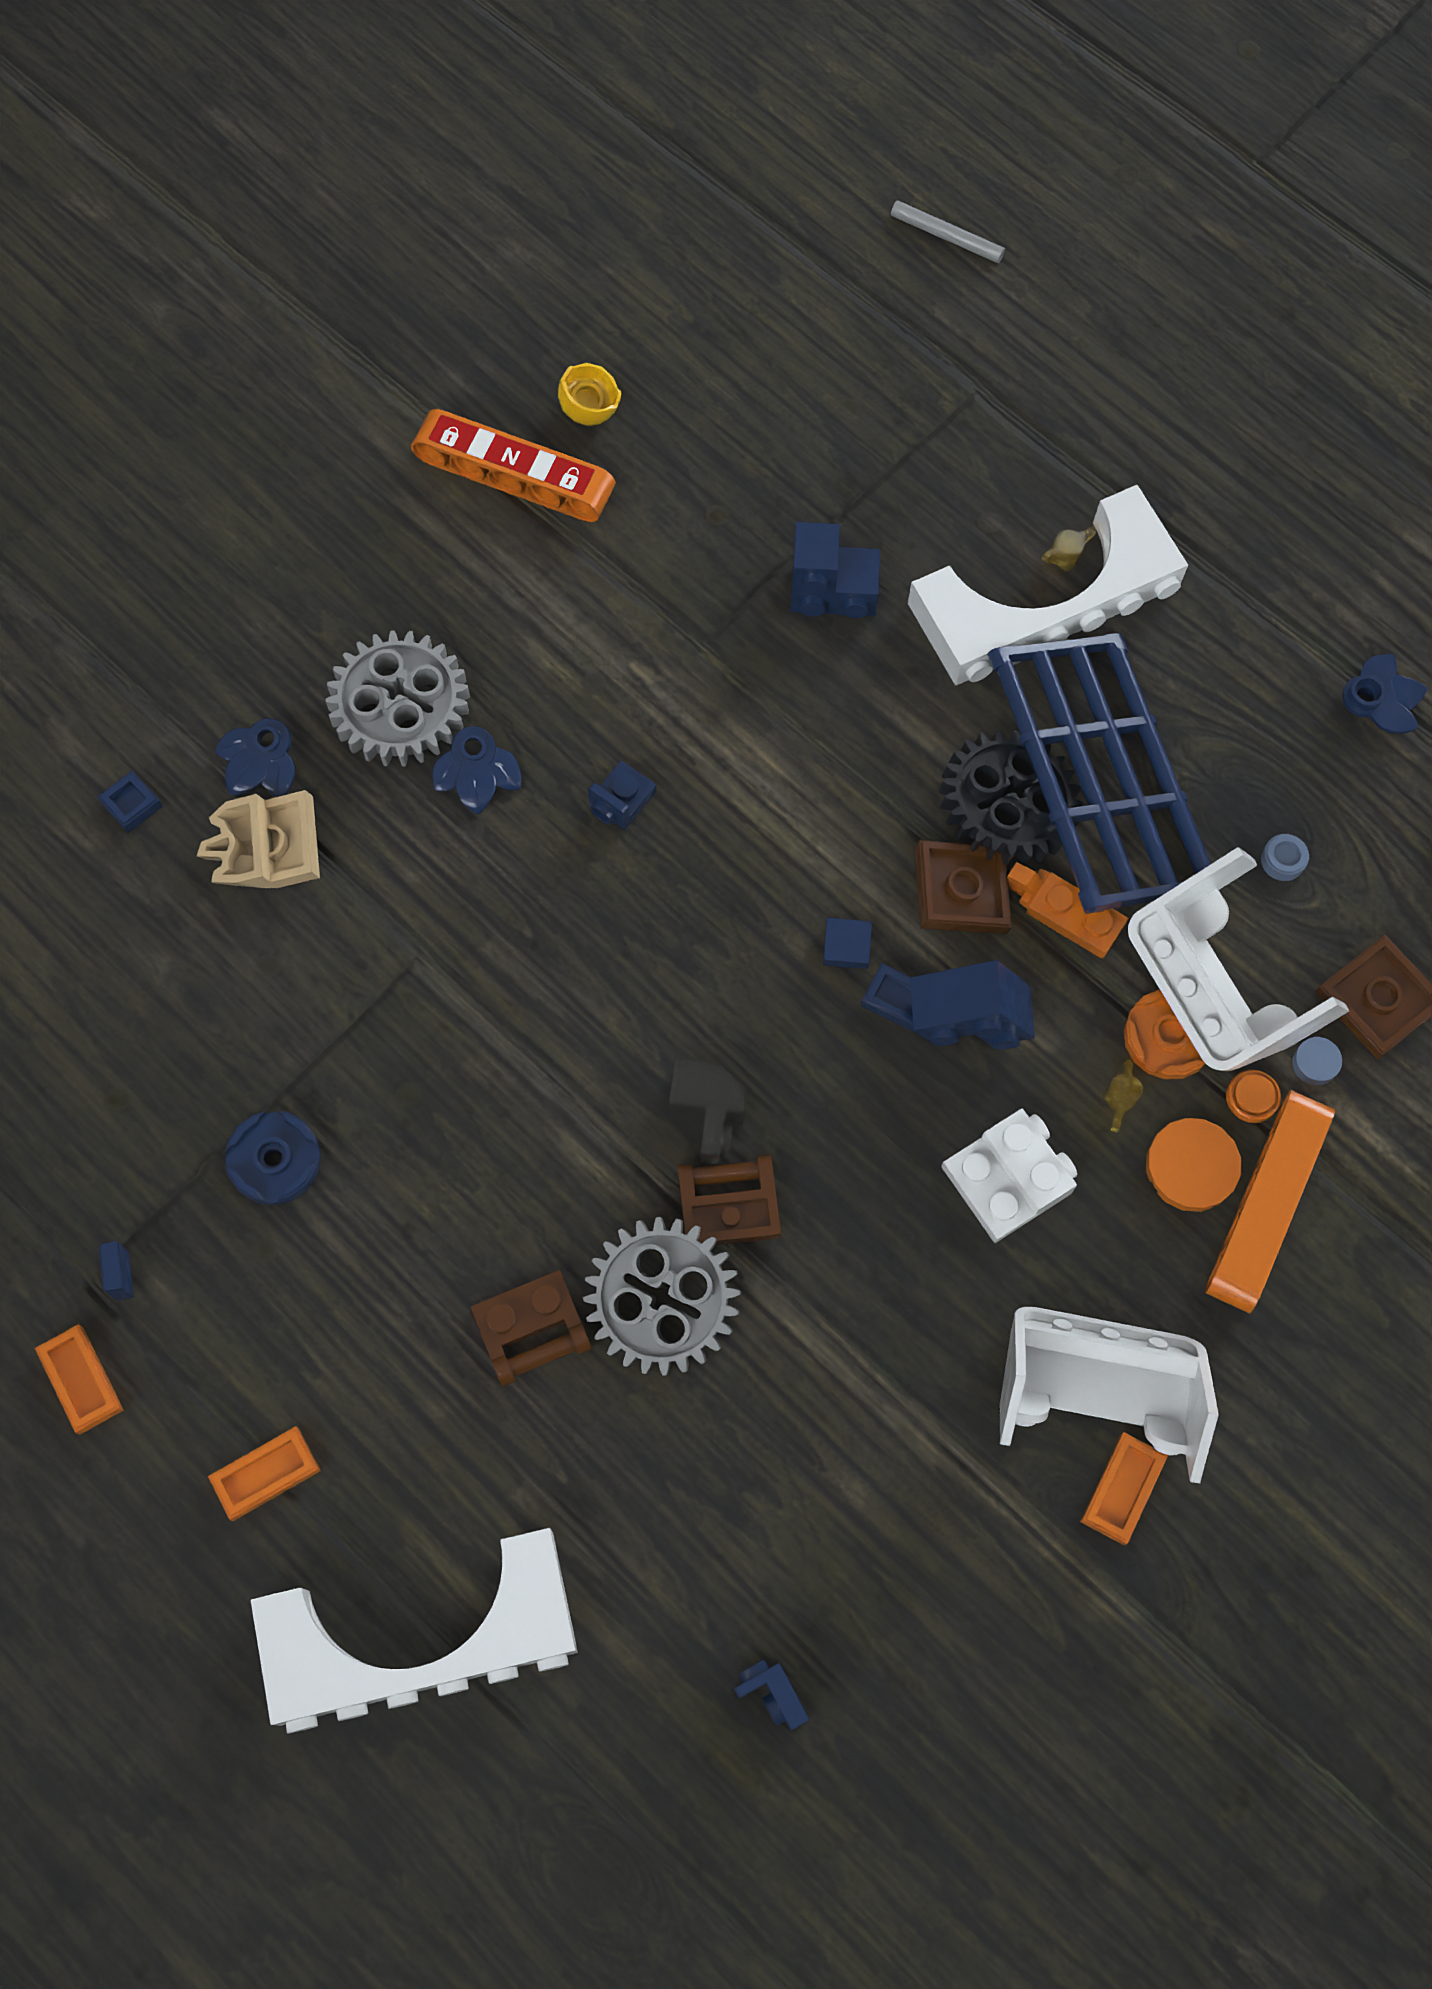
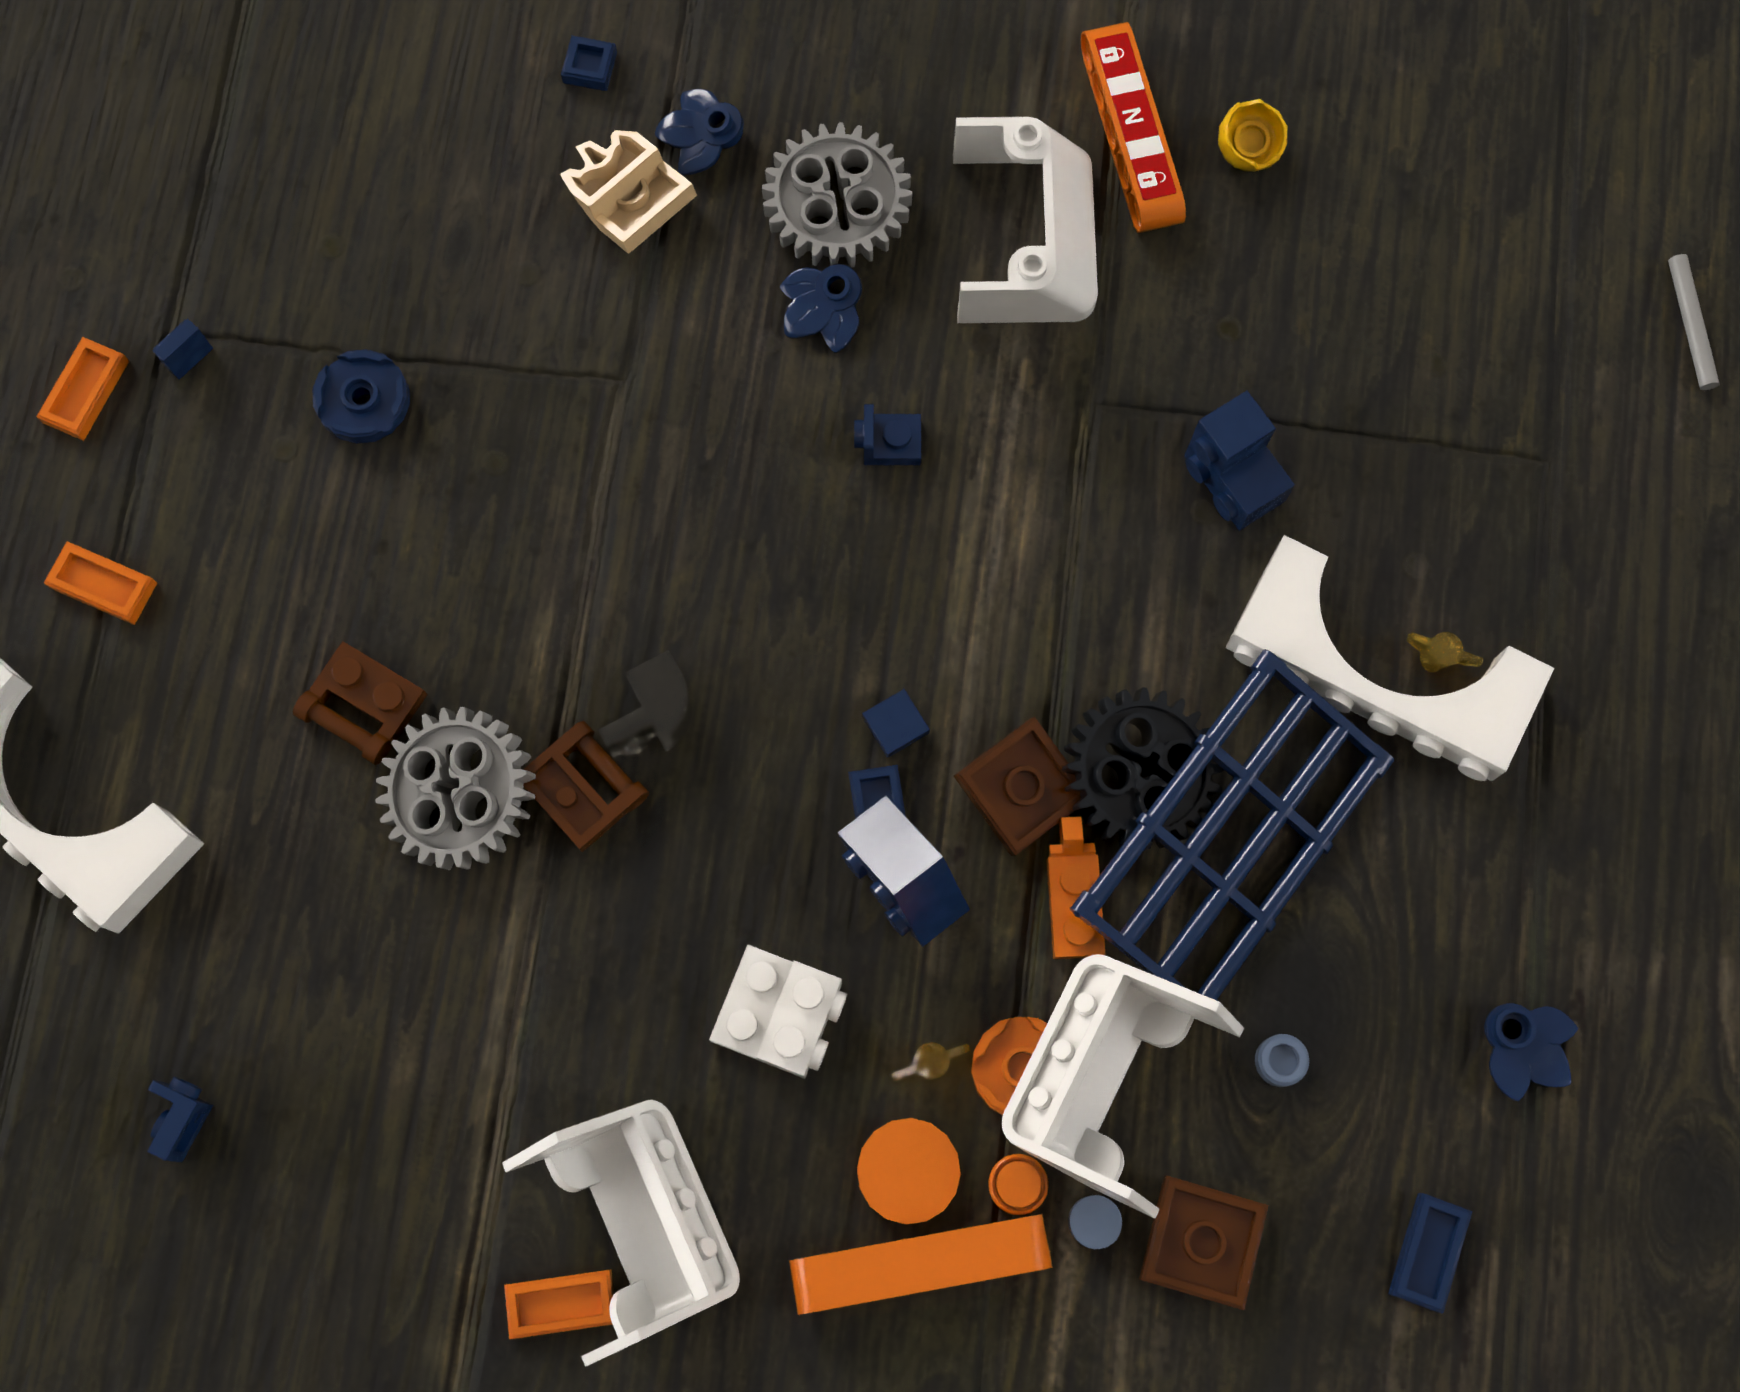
camera: 55 degrees right, 5 degrees up
(588, 589) = (1048, 280): none -> white windscreen

